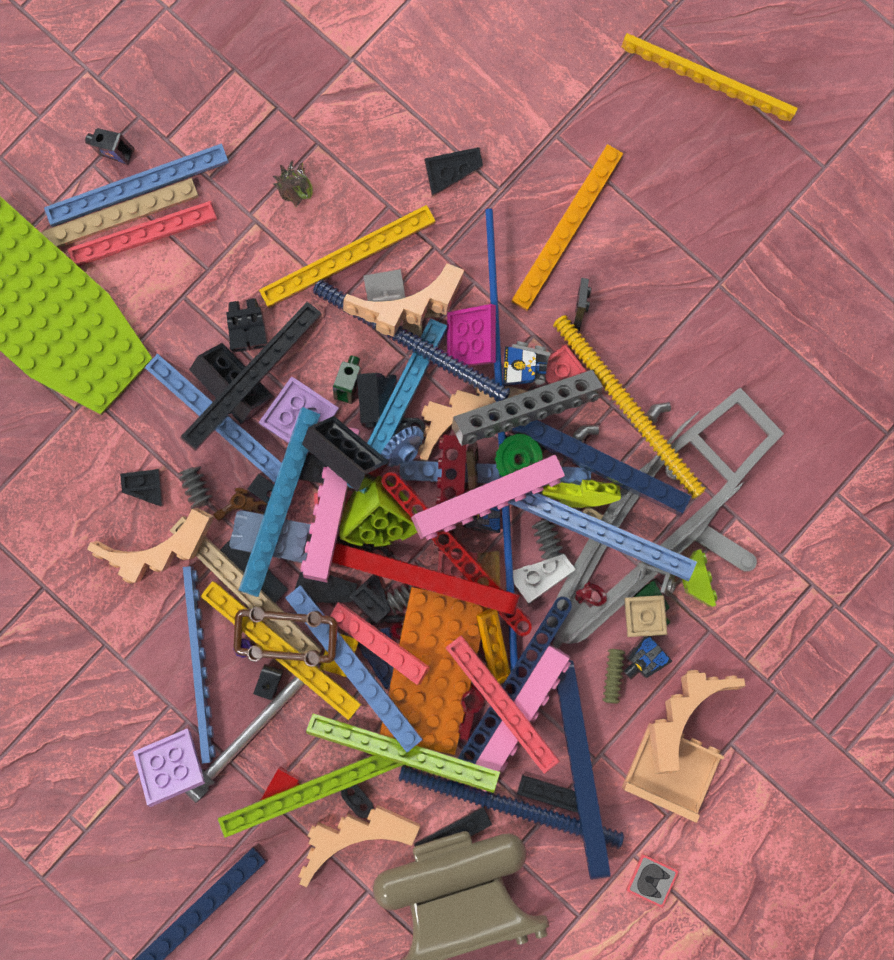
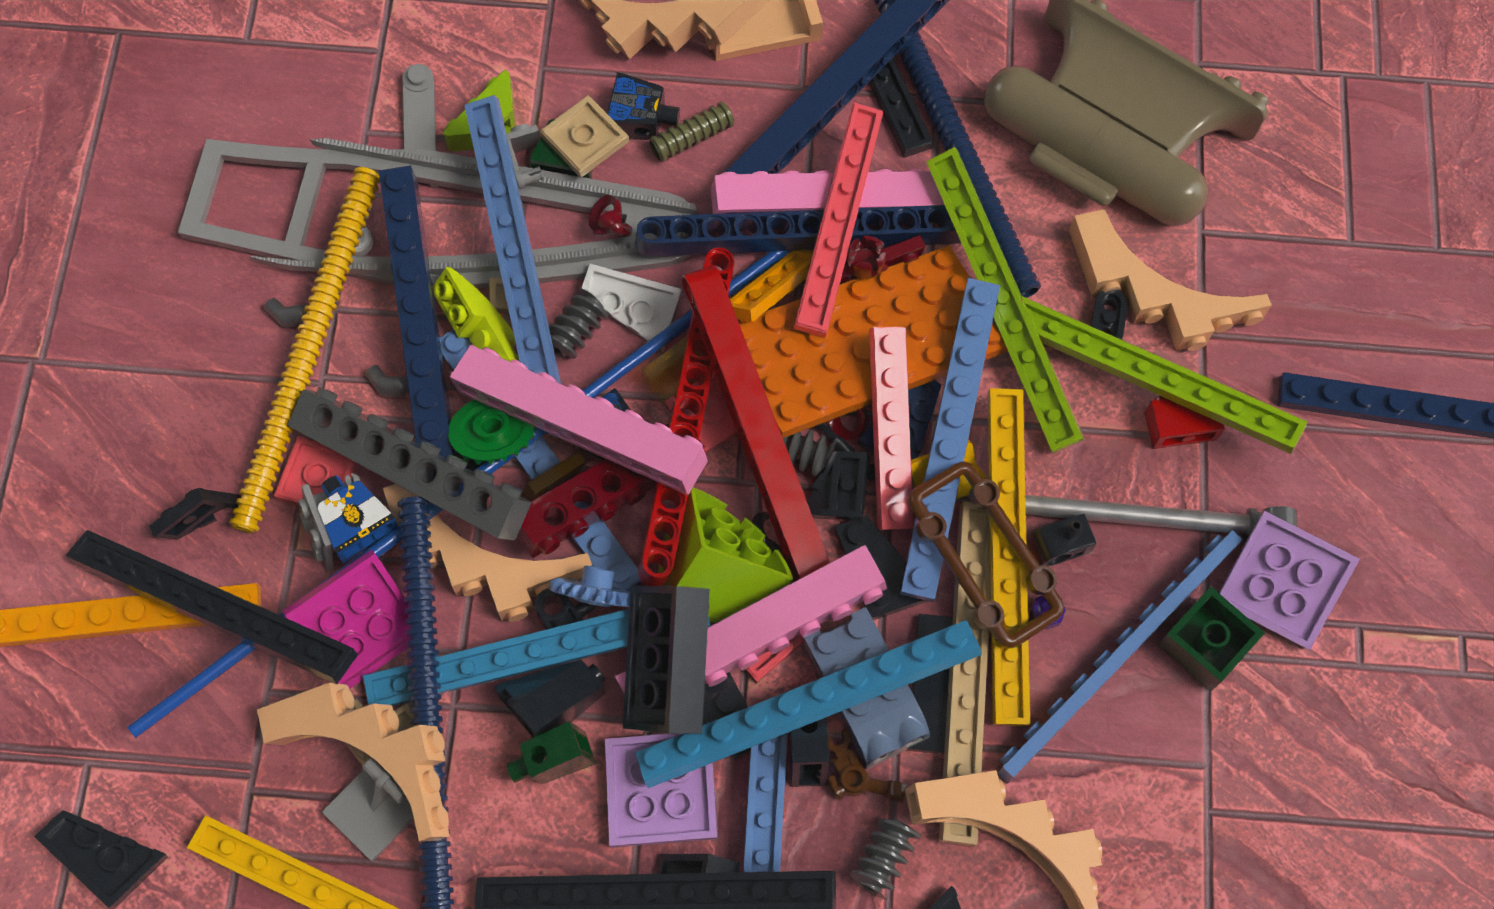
camera: 125 degrees left, 15 degrees down
(171, 708) = (1211, 639): none -> dark green brick
(472, 823) = (1023, 175): black tile -> none
(523, 278) = (213, 607): none -> black plate

